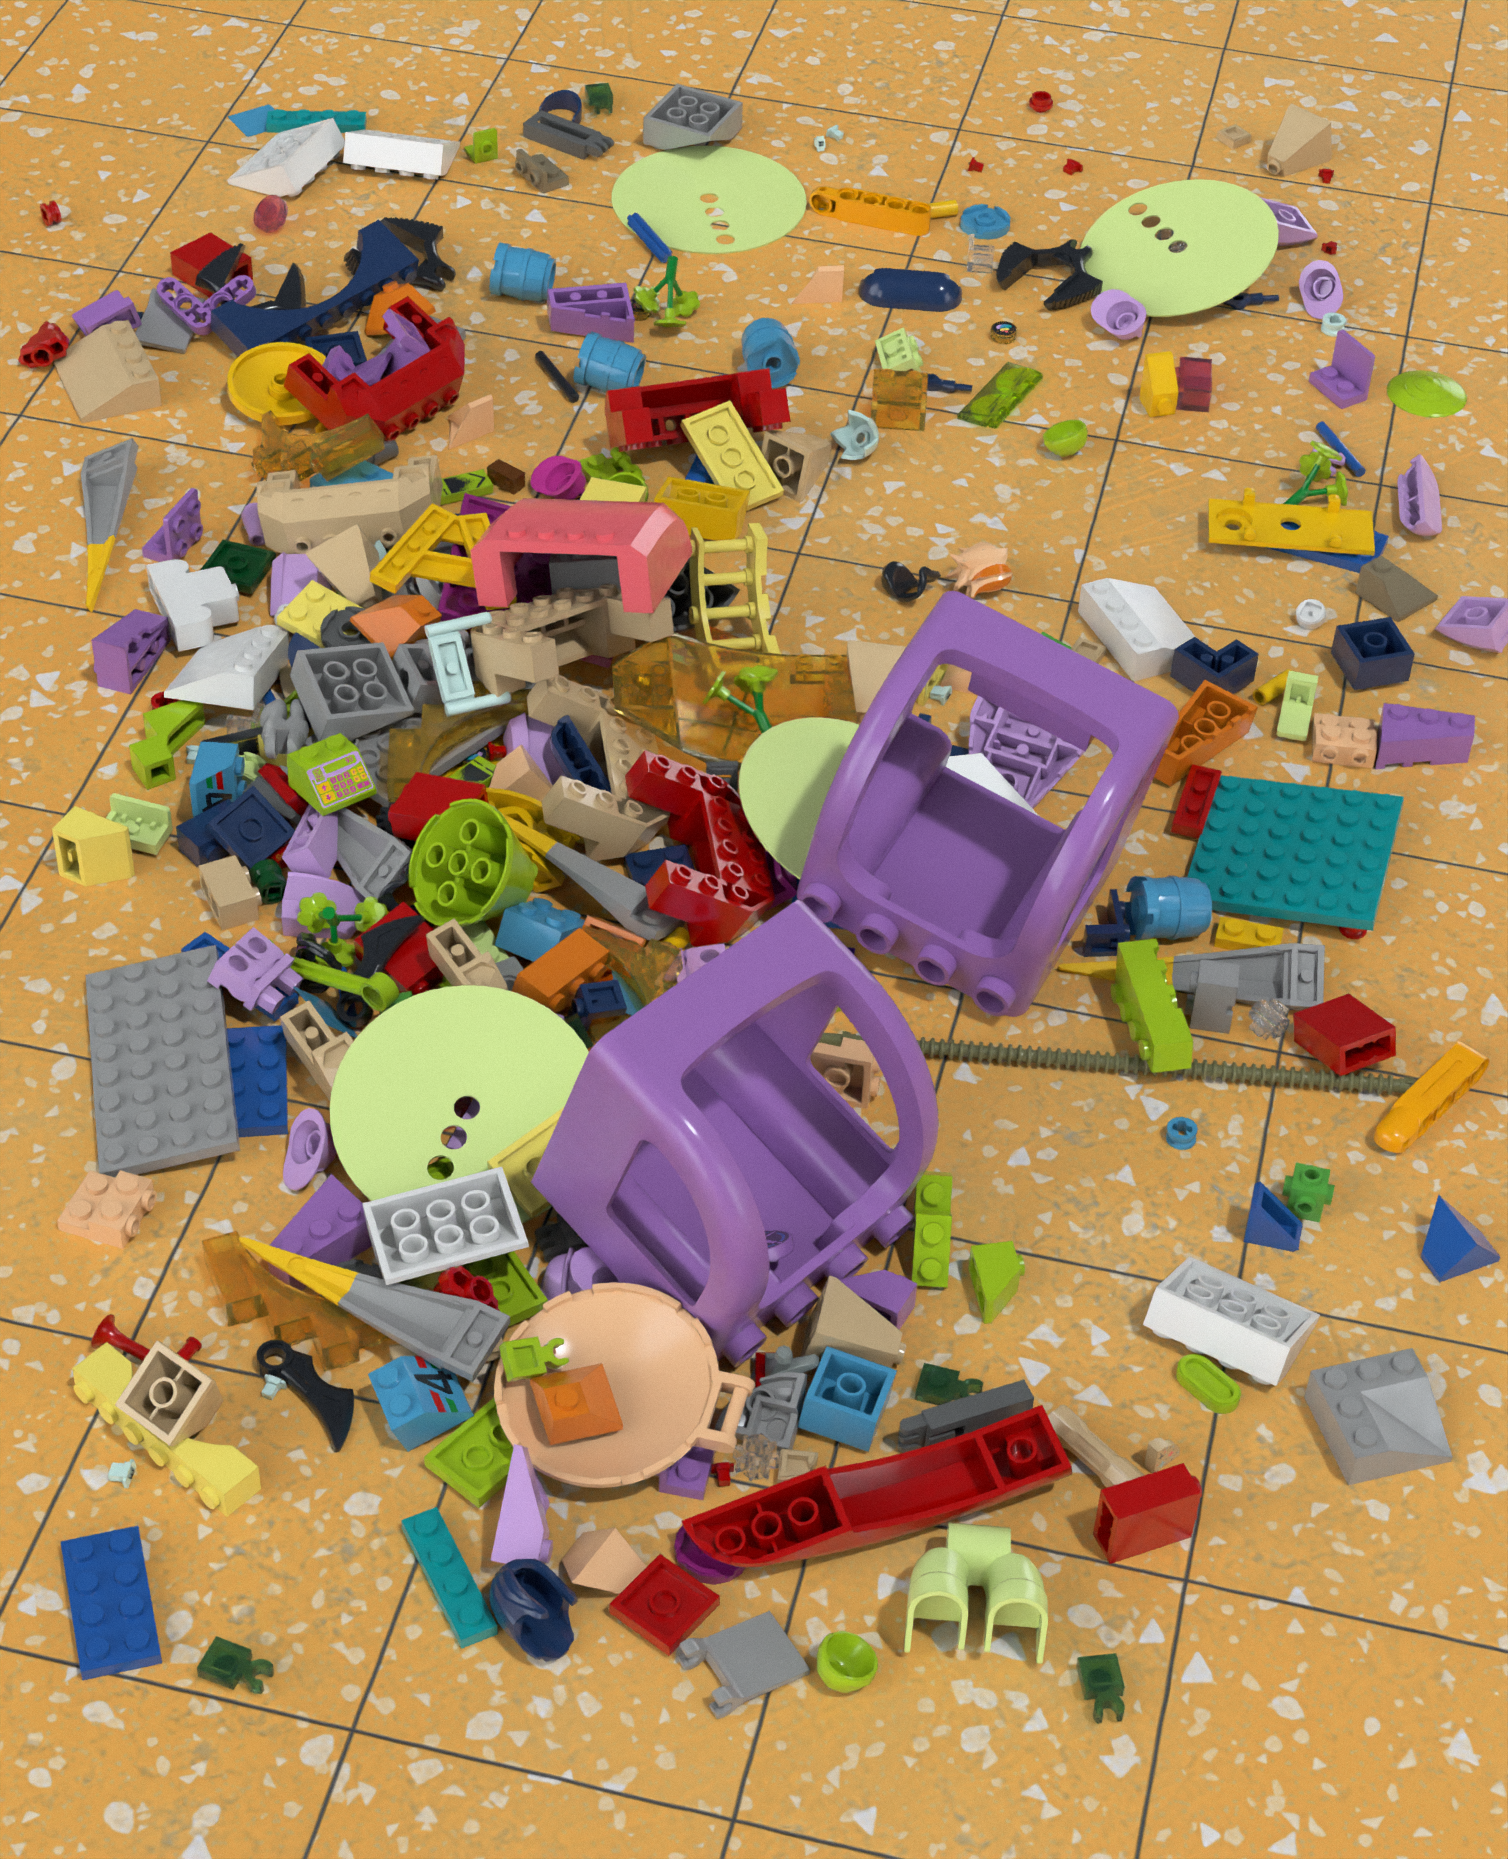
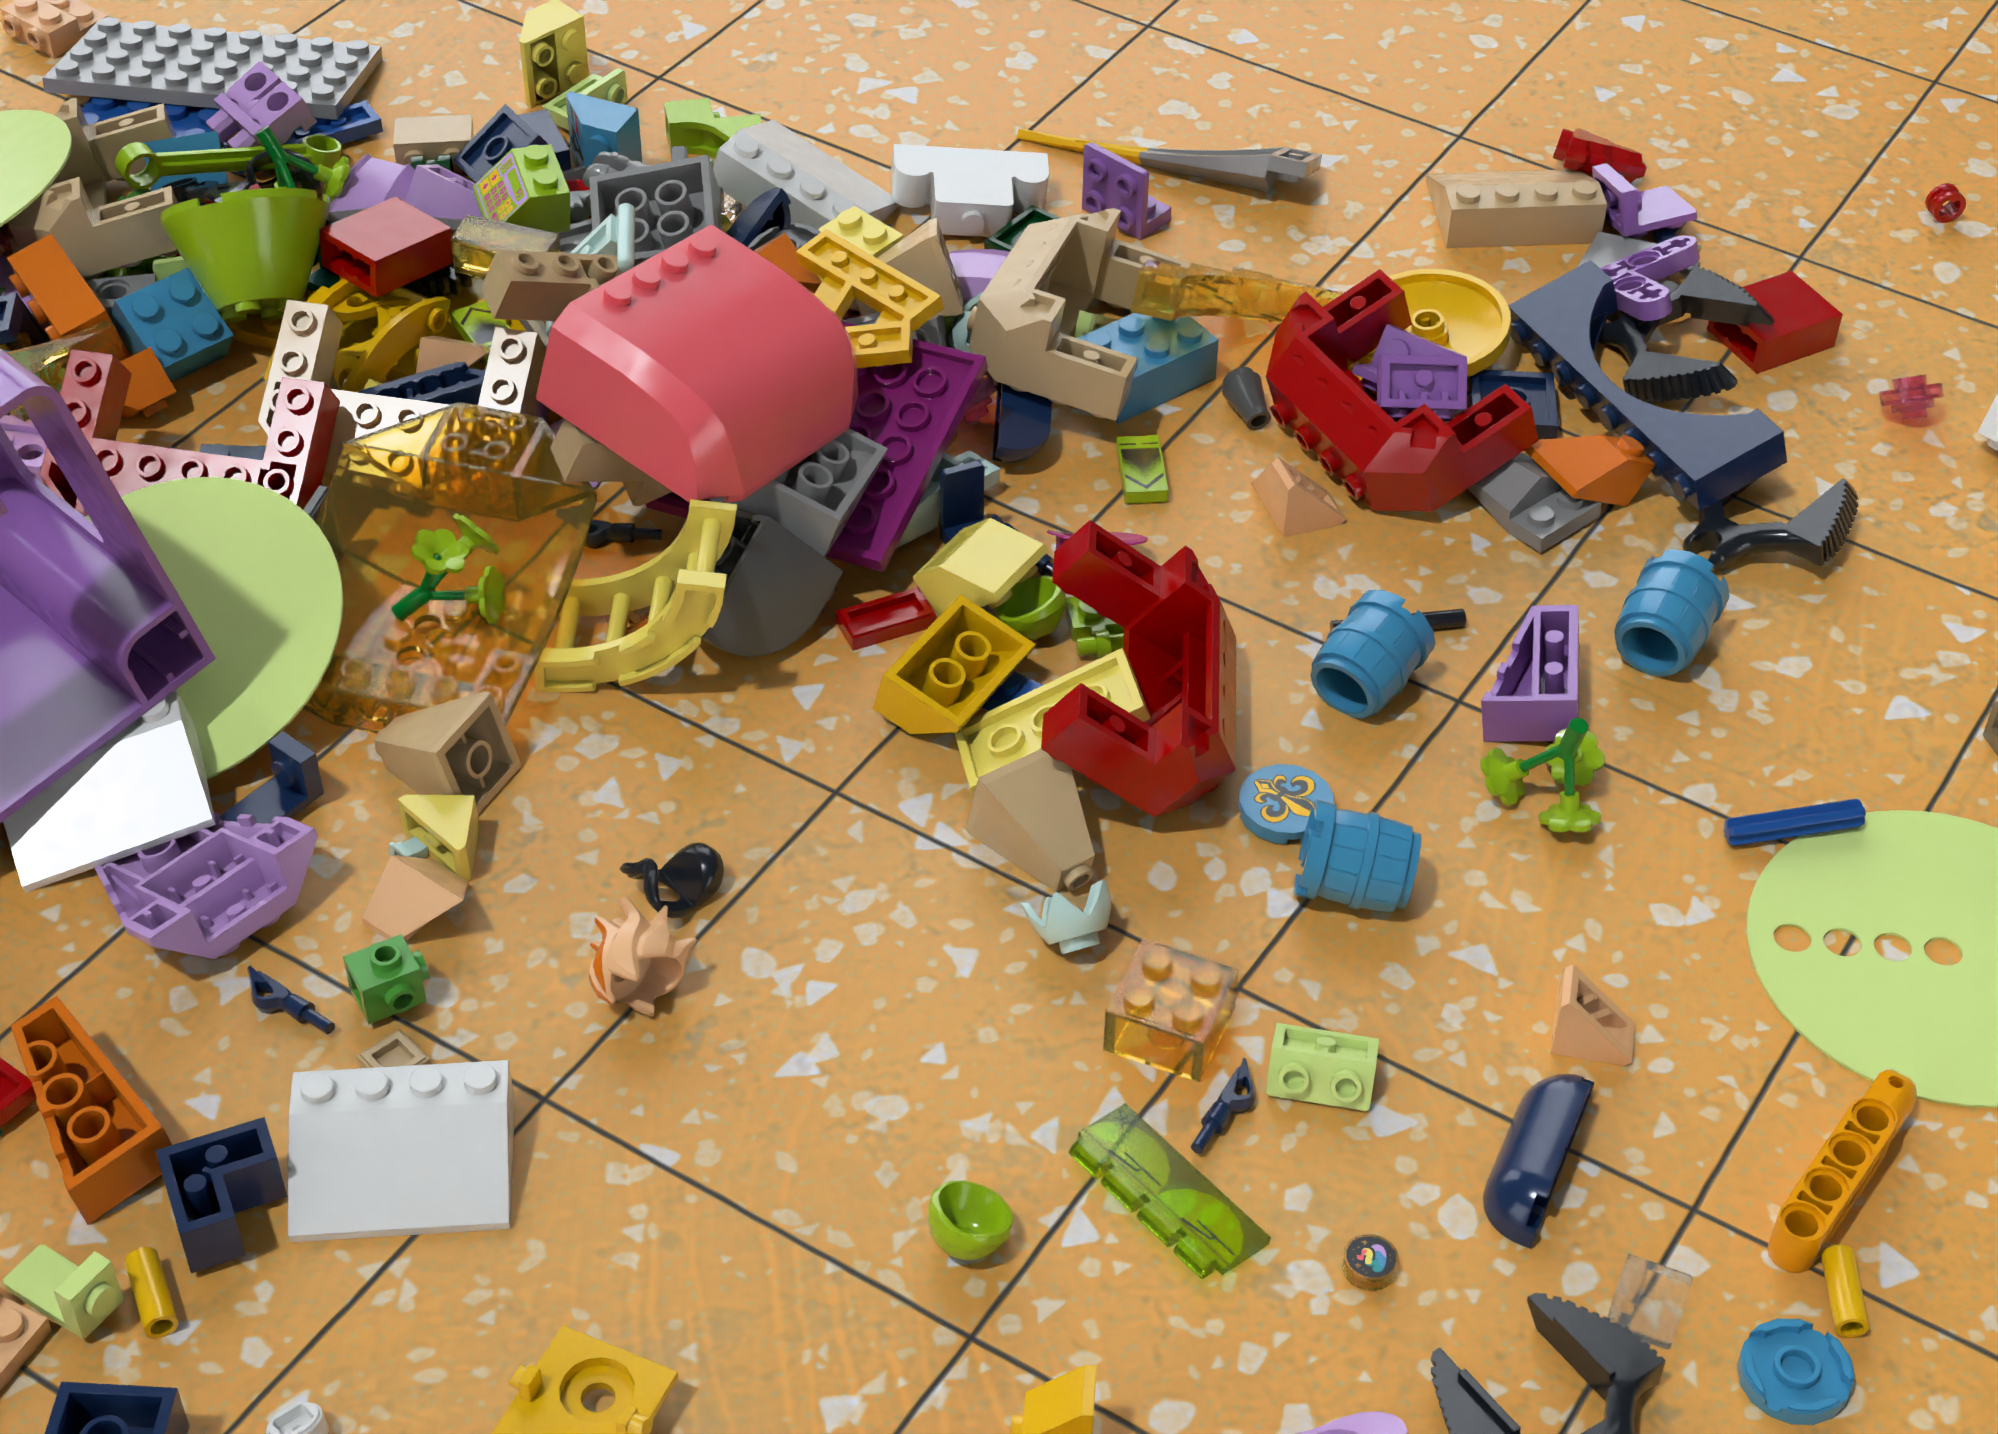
camera: 110 degrees right, 0 degrees up
(129, 650) = (885, 114): medium lavender wedge -> none
(506, 476) = (1145, 511): reddish brown piece -> none
(615, 892) = (207, 396): light grey plate -> none

